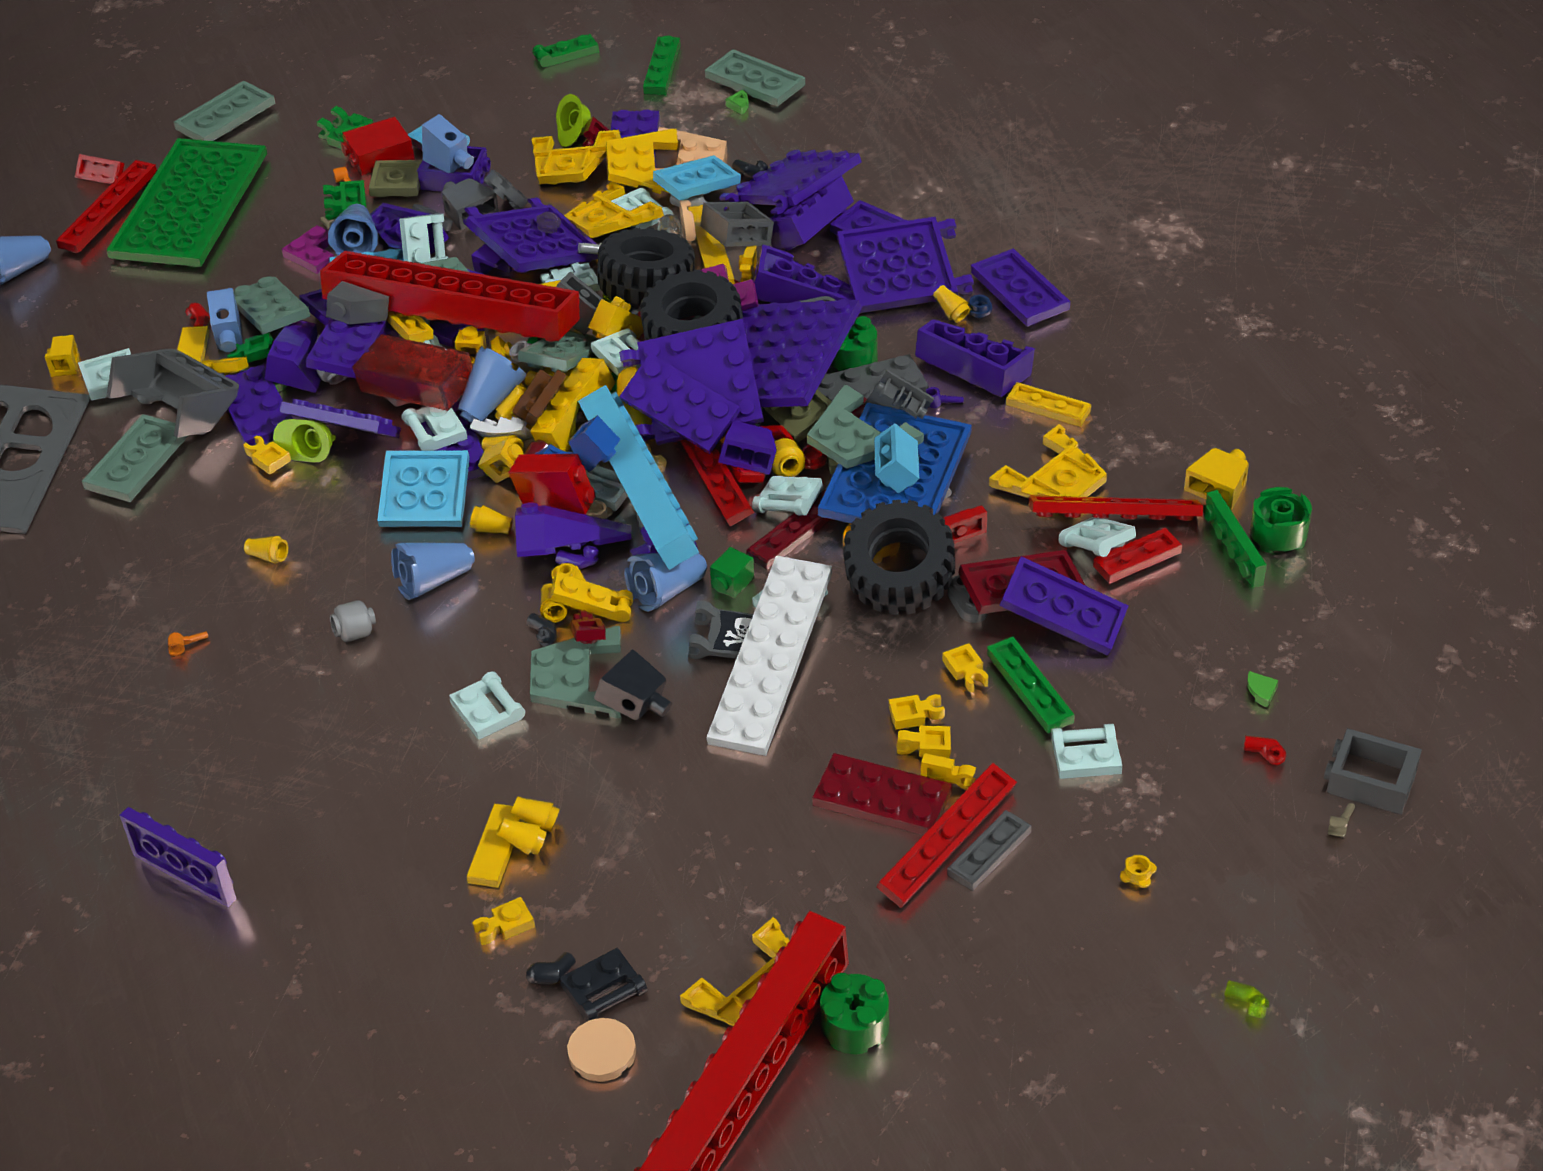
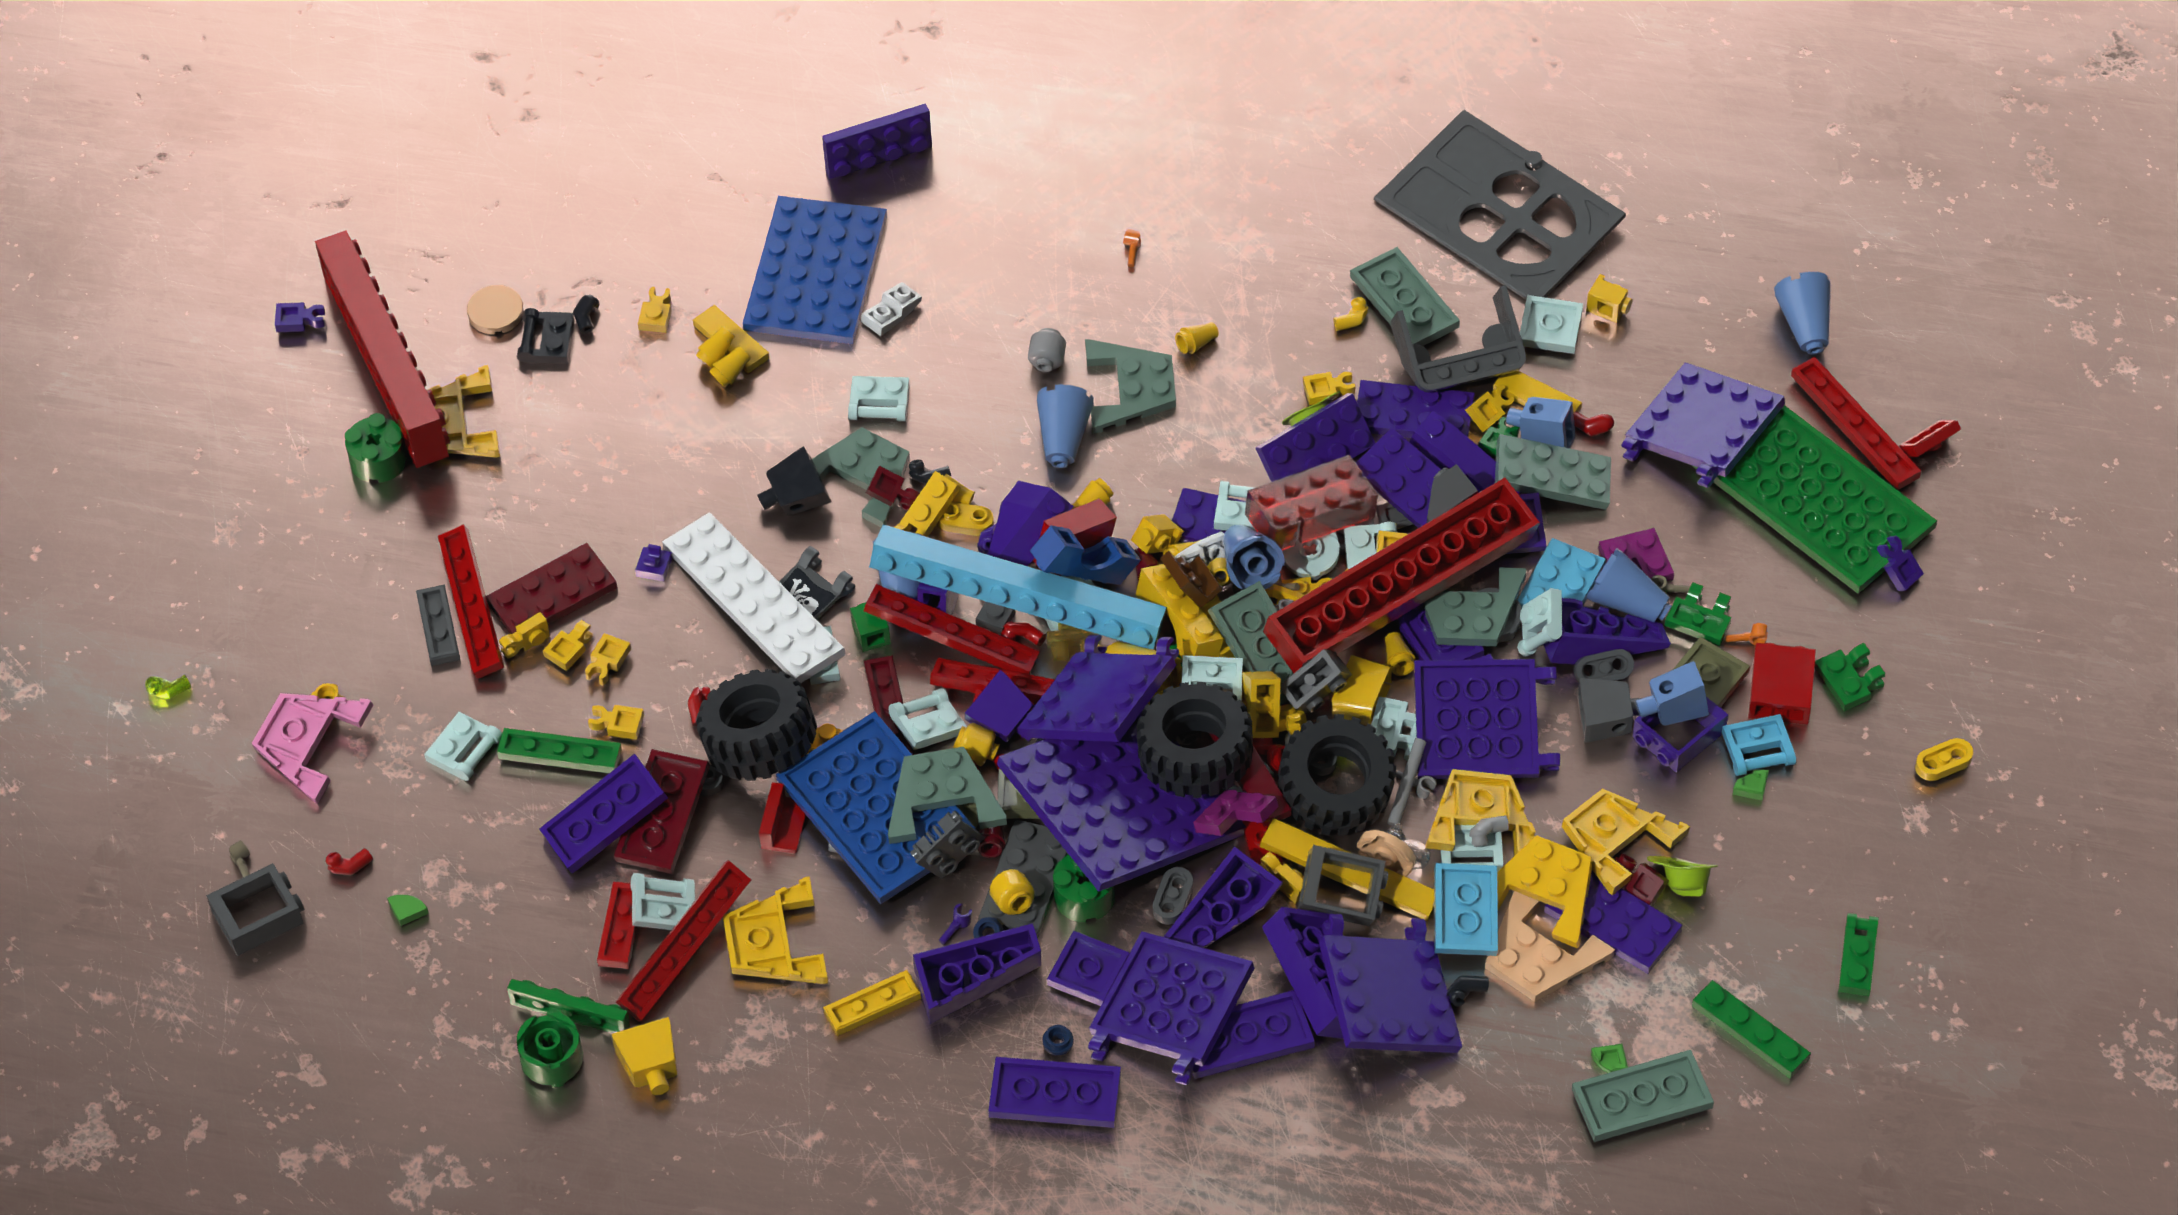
camera: 125 degrees right, 10 degrees up
(162, 259) = (1703, 421): none -> plate
(174, 478) = (1354, 317): none -> yellow arm
(224, 112) = (1967, 585): sand green plate -> none
(232, 136) = (1902, 565): none -> dark purple plate
(337, 561) = (1143, 382): none -> sand green wing
(363, 837) = (815, 270): none -> blue plate
(369, 755) = (893, 308): none -> white slope
(383, 71) = (1942, 761): none -> yellow plate
(423, 489) = (1169, 465): medium azure plate -> none
(474, 132) = (1751, 785): none -> bright green tile
(505, 190) = (1581, 724): dark grey plate -> none
(548, 222) = (1484, 734): clear purple plate -> none
(624, 198) = (1486, 826): none -> light grey arm
(680, 403) = (1080, 665): dark purple plate -> none
(701, 515) = (950, 630): none -> red plate
(790, 745) = (653, 563): none -> dark purple tile
(896, 458) = (863, 783): medium azure brick -> none
(900, 359) = (1012, 892): none -> yellow head
(900, 632) = (695, 701): none -> red arm
(908, 315) = (1087, 968): none -> dark purple plate
(934, 374) = (987, 922): none -> dark blue plate
(952, 304) = (1072, 1009): yellow cone -> none
(1190, 862) = (295, 730): none -> bright pink wing

